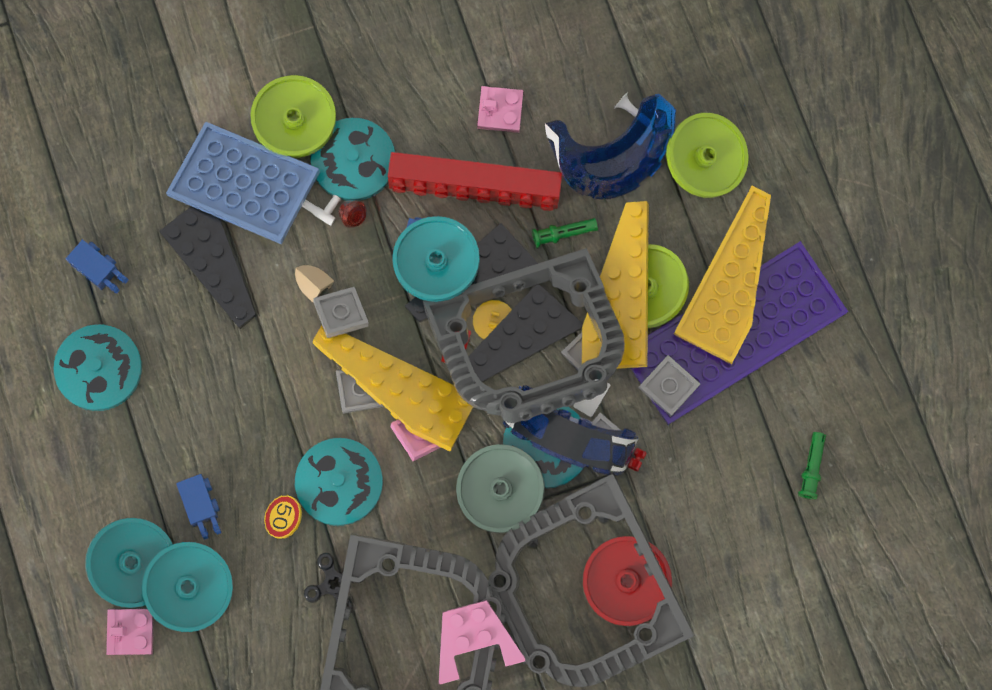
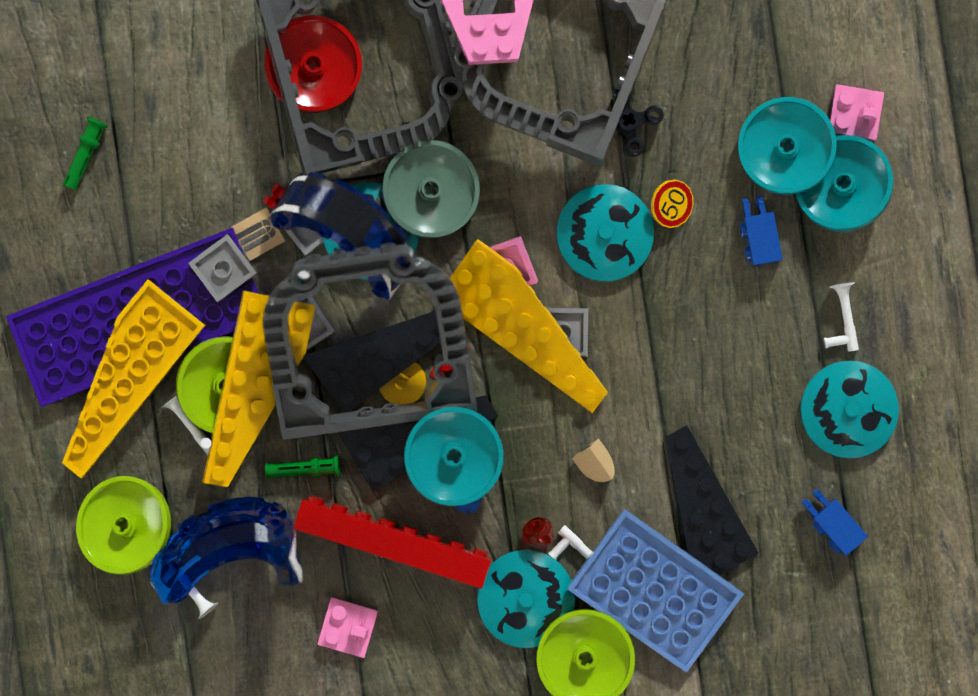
camera: 160 degrees left, 10 degrees up
(118, 469) = (850, 333): none -> white piece
(340, 312) = (570, 420): light grey tile -> none
(646, 424) = (258, 234): none -> piece
(656, 240) = (198, 434): none -> white piece

